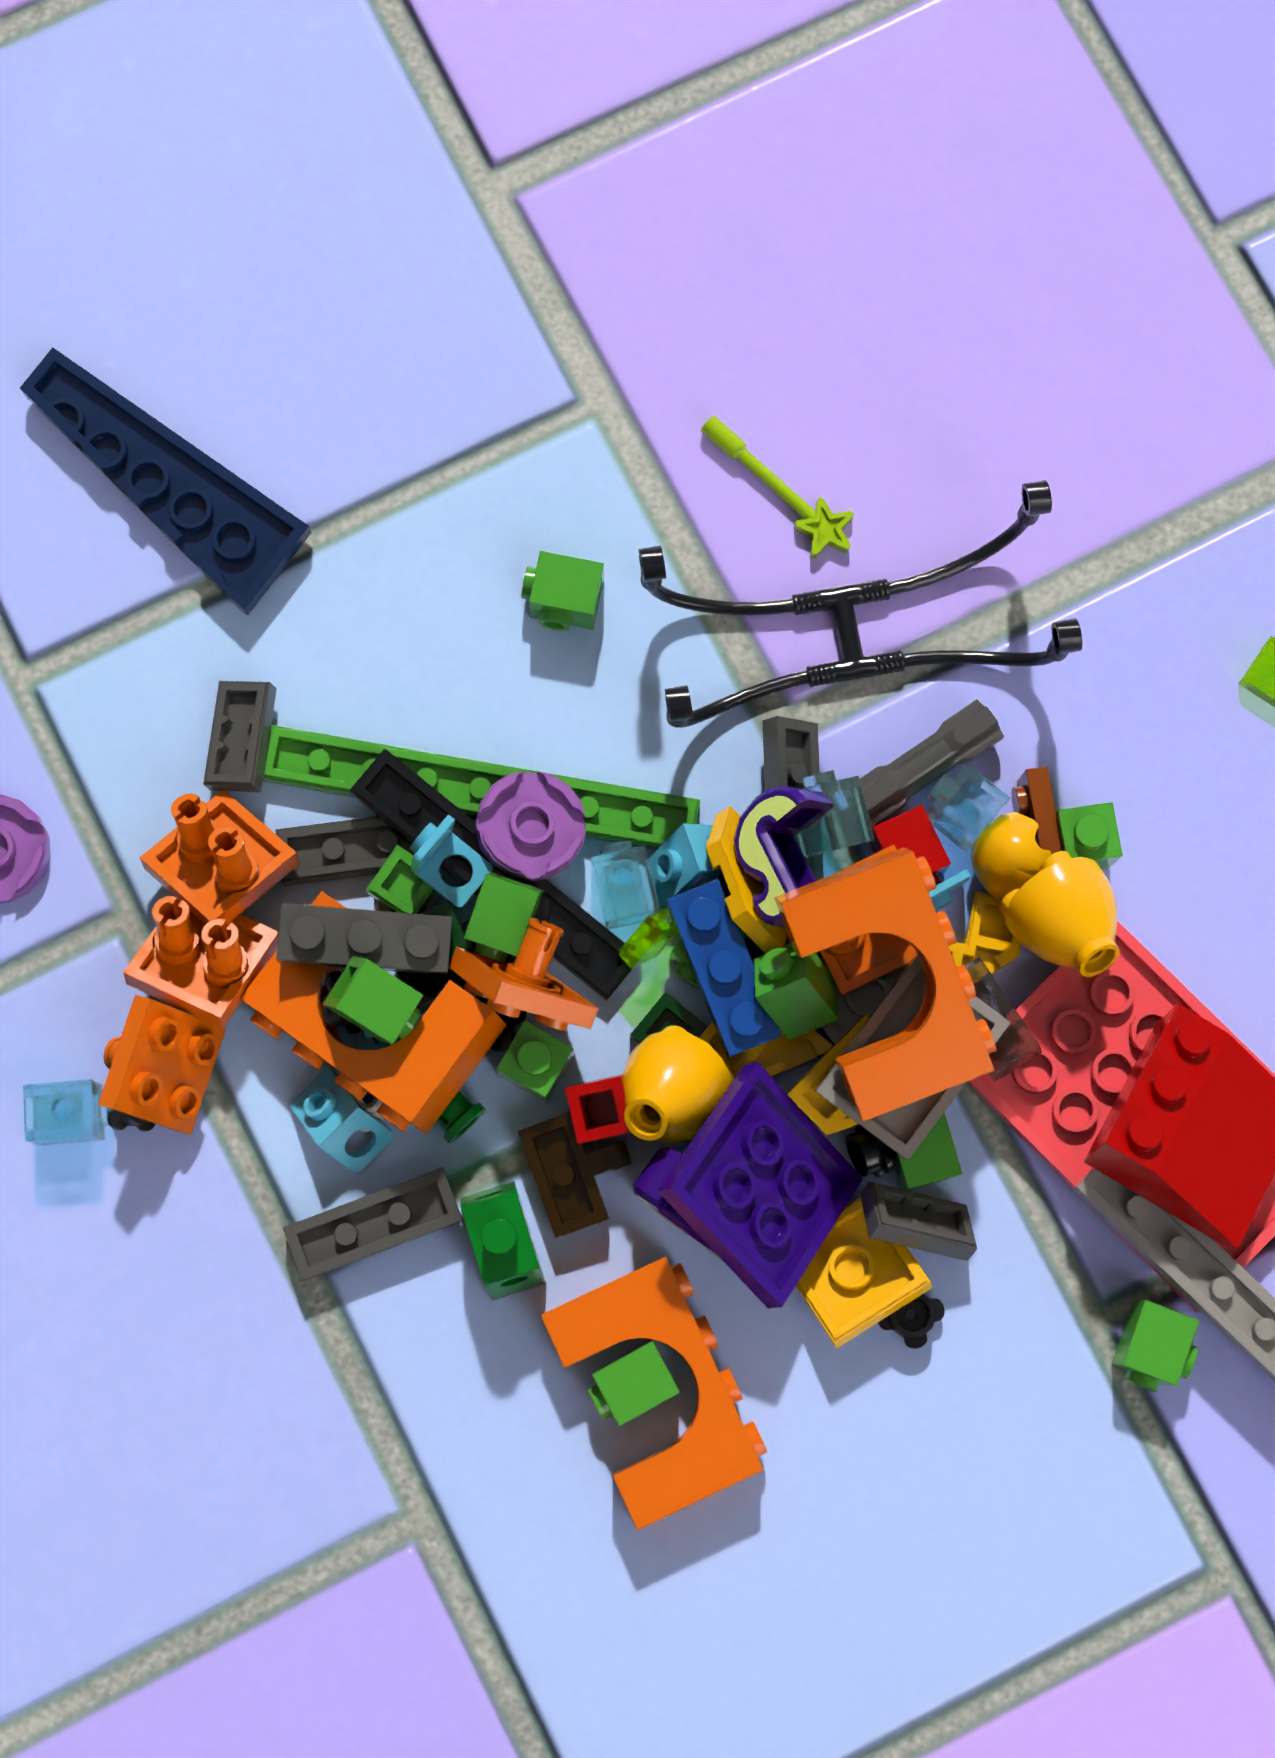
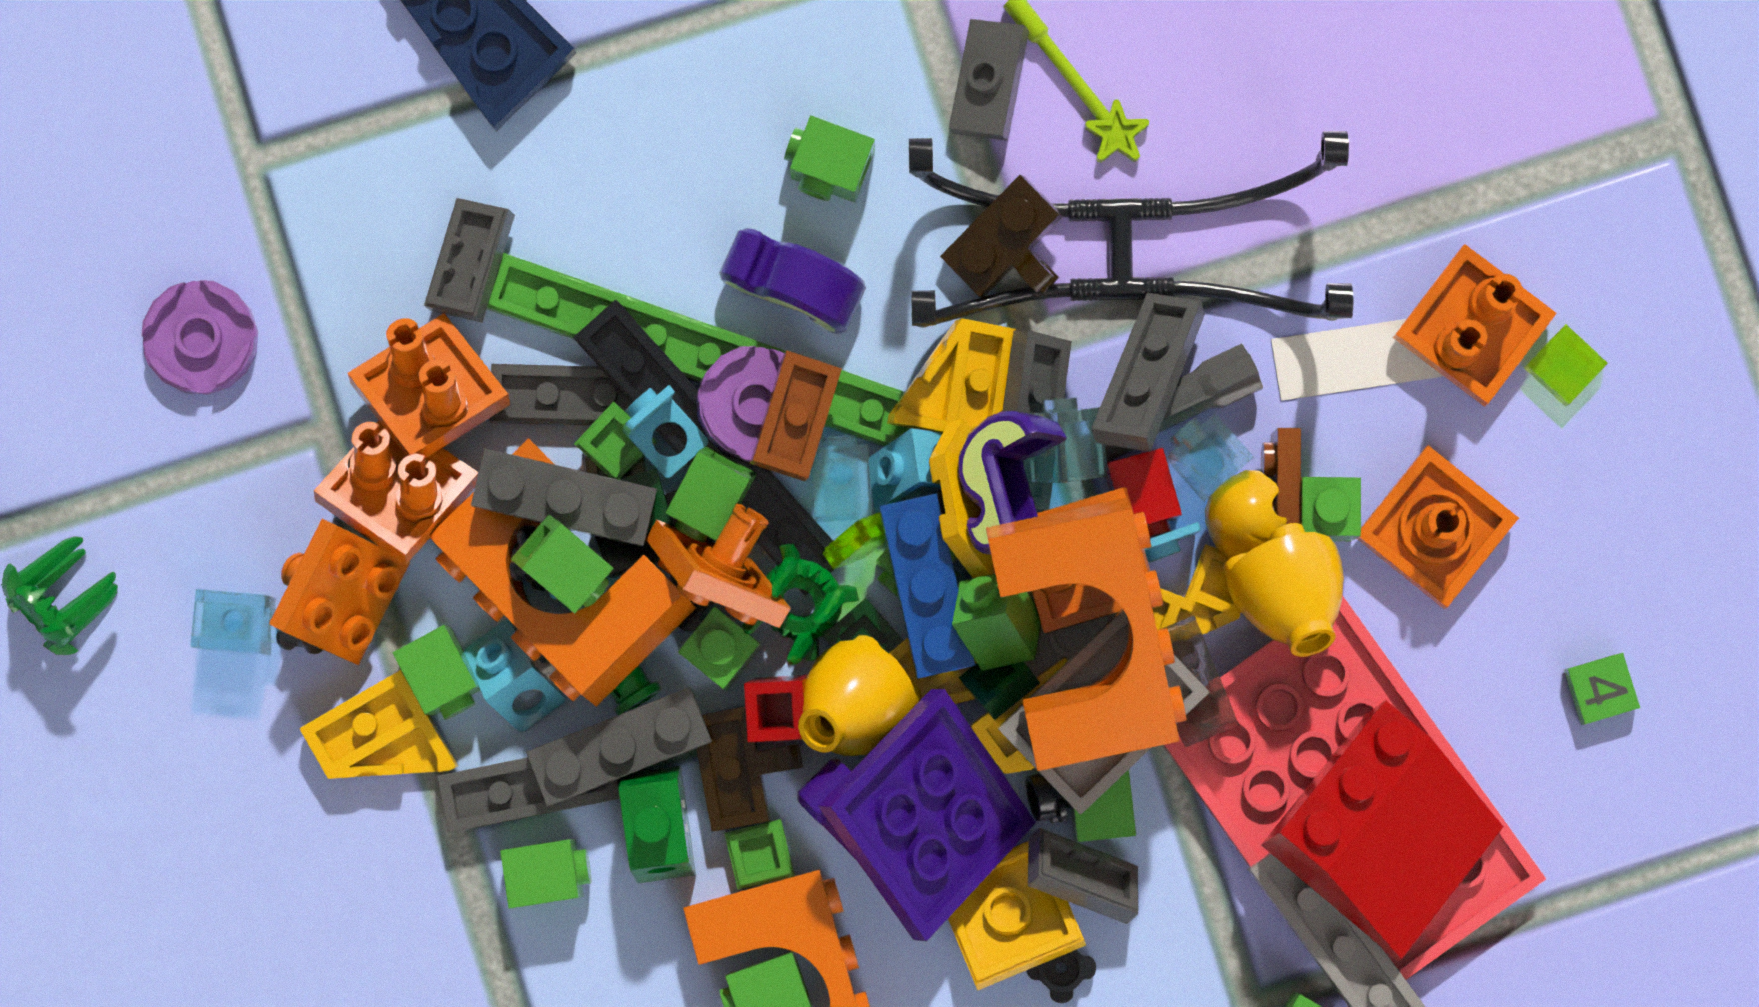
camera: 15 degrees right, 5 degrees up
(220, 1197) = (378, 735): none -> yellow wing
(269, 1128) = (438, 673): none -> bright green brick
(401, 1304) = (545, 872): none -> bright green brick
(453, 1170) = (619, 747): none -> dark grey plate
(548, 703) = (793, 279): none -> dark purple animal
(572, 828) = (795, 416): none -> dark orange plate
(604, 1253) = (759, 854): none -> bright green tile
(631, 1003) = (827, 597): none -> green piece
(699, 497) = (988, 79): none -> dark grey plate
(719, 772) = (959, 379): none -> yellow wing
(740, 638) = (1005, 239): none -> dark brown plate
(808, 1052) = (999, 687): none -> dark green tile
(896, 737) = (1148, 372): none -> dark grey plate
(1084, 698) = (1345, 361): none -> white sticker
(1188, 649) = (1474, 325): none -> orange plate
(1188, 840) = (1436, 527): none -> orange plate

